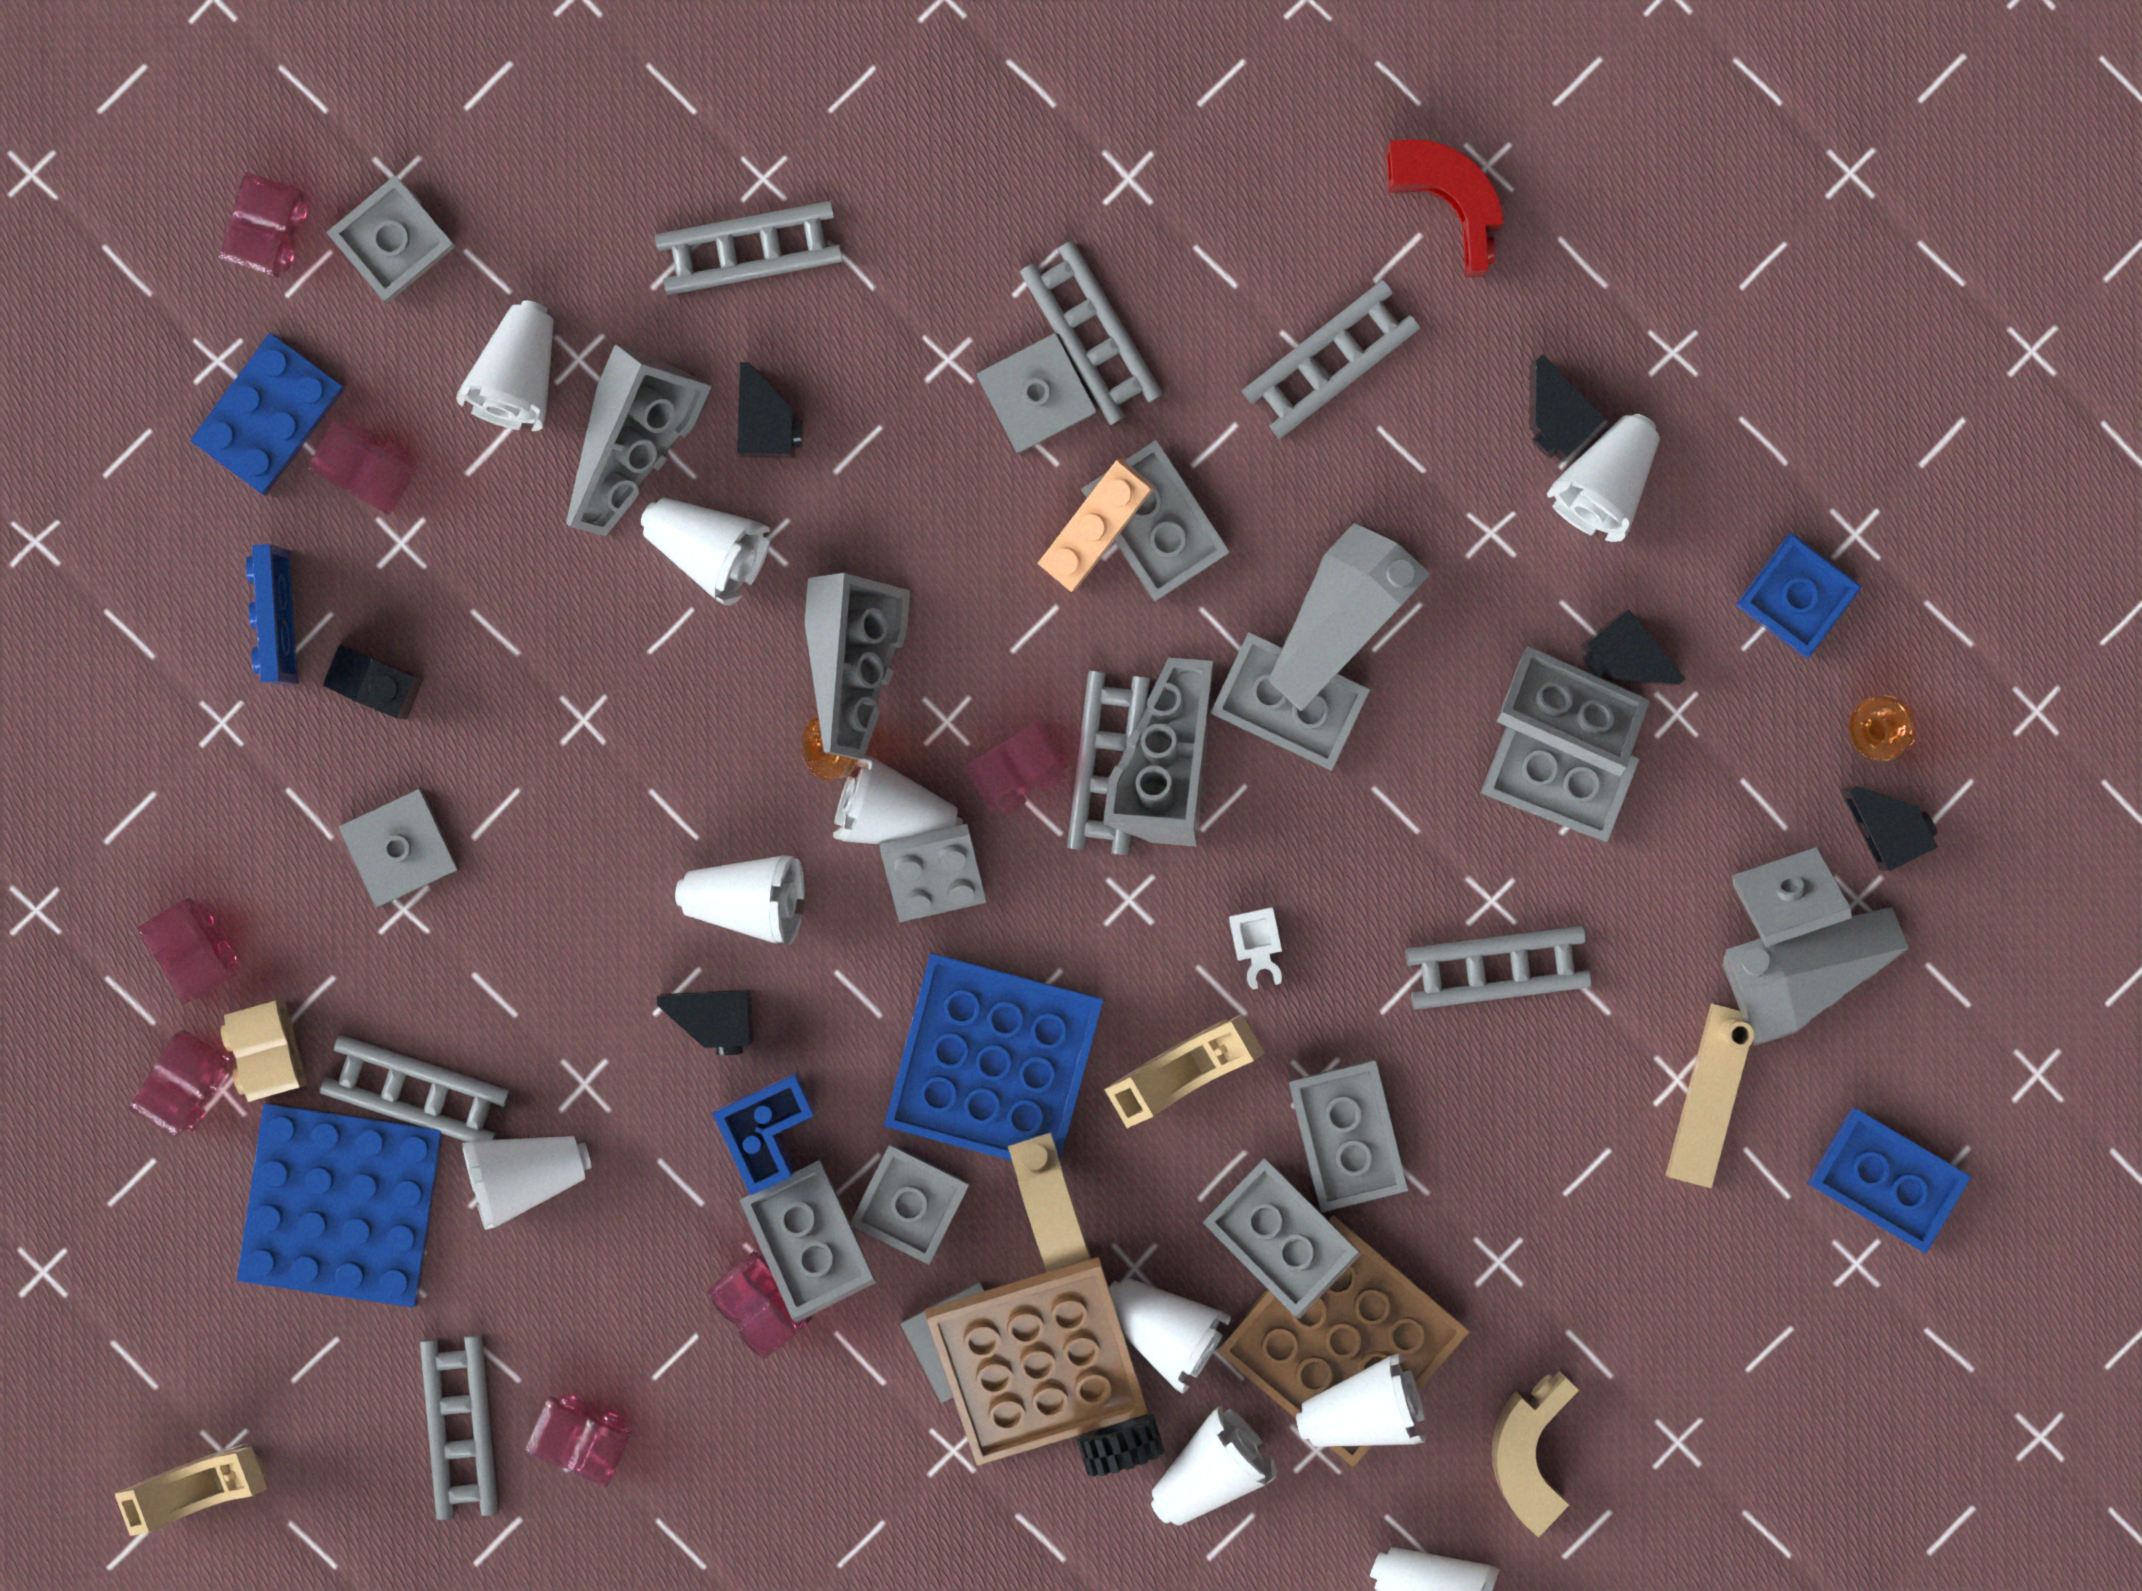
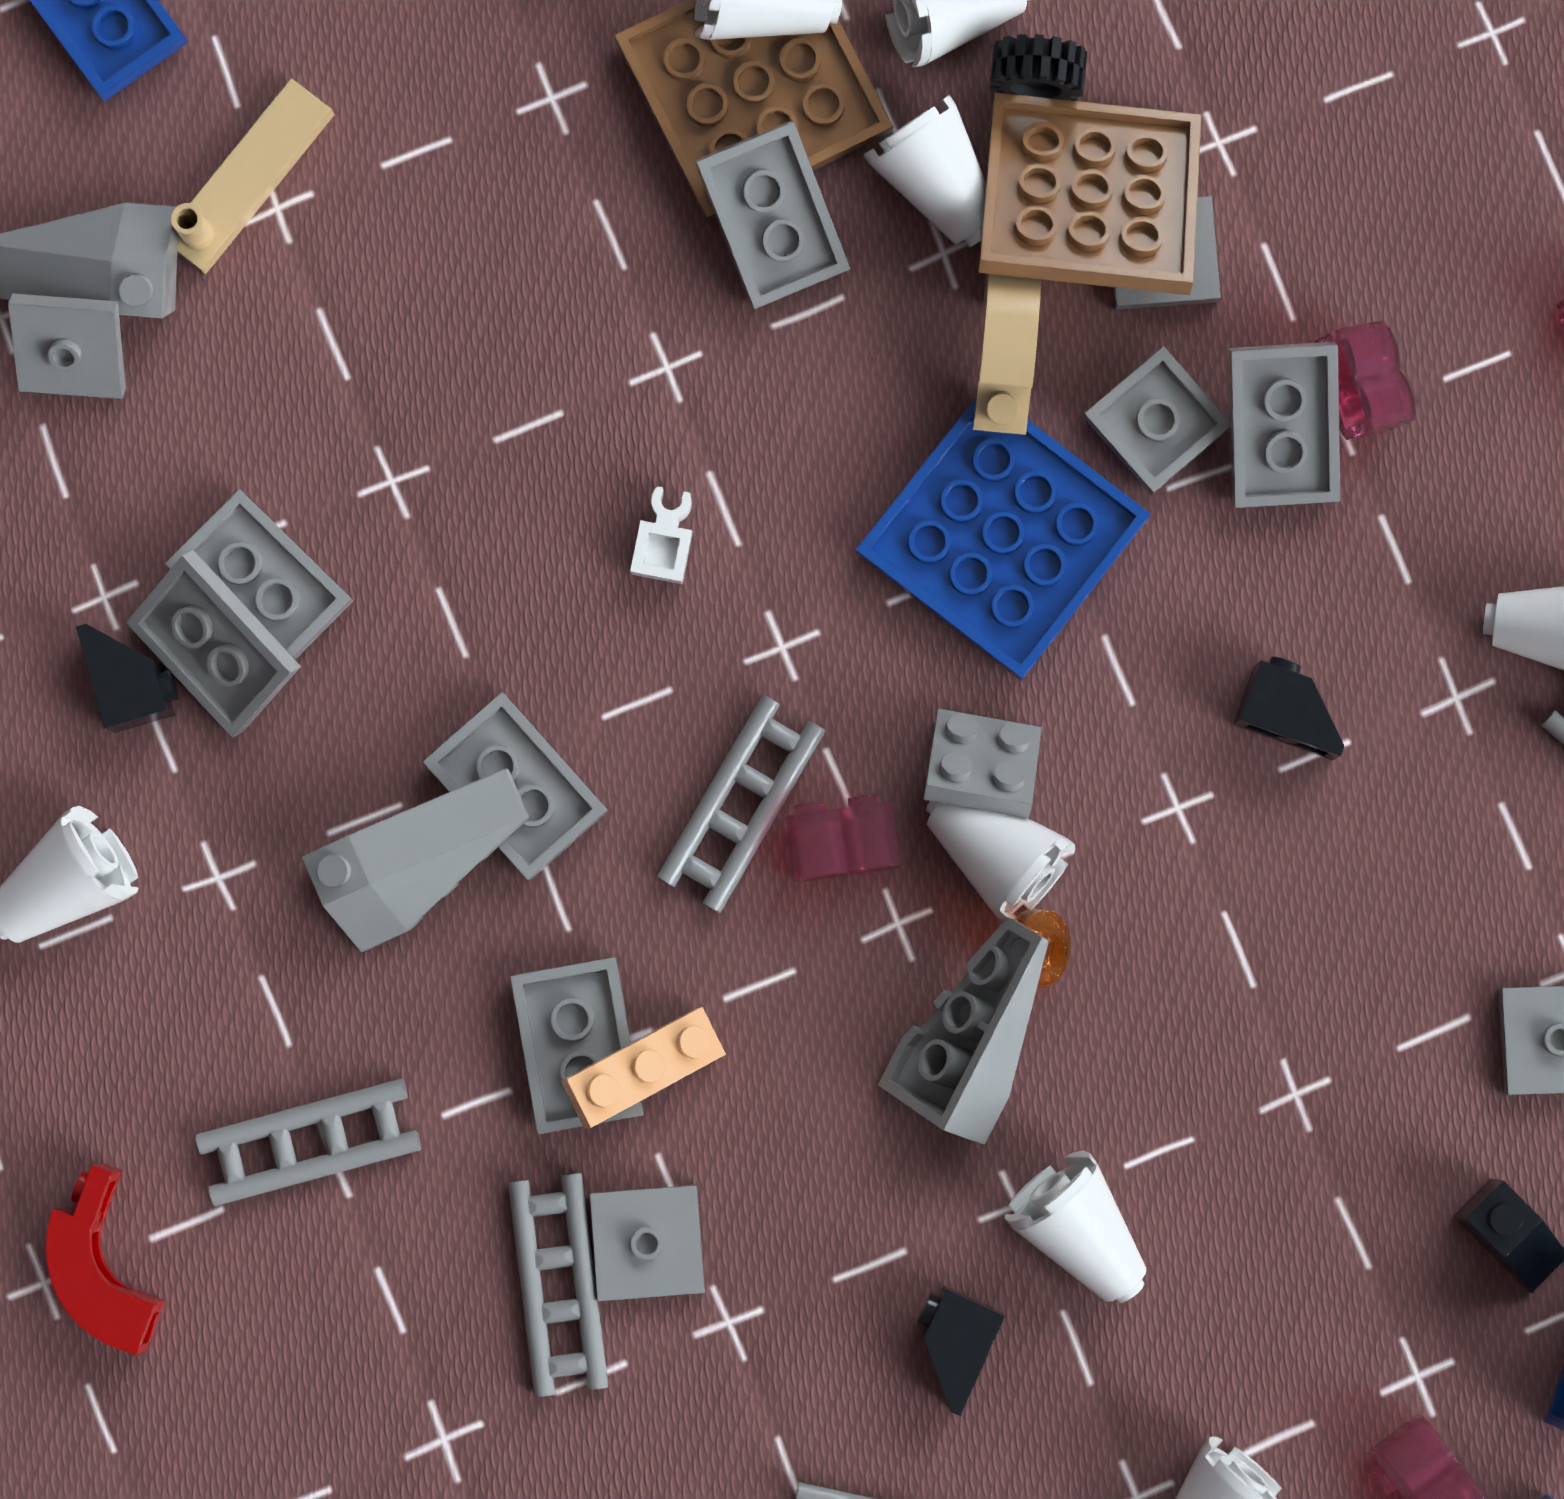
camera: 150 degrees left, 5 degrees down
(632, 424) = (1106, 1400): light grey wedge -> none
(747, 897) = (1197, 822): white cone -> none
(753, 1126) = (1293, 571): blue brick -> none
(1161, 773) = (687, 769): light grey wedge -> none
(1183, 1069) = (801, 439): tan arch -> none
(1347, 1135) = (654, 295): light grey plate -> none
(1522, 982) = (446, 393): light grey bar -> none
(1558, 411) = (85, 978): black slope -> none

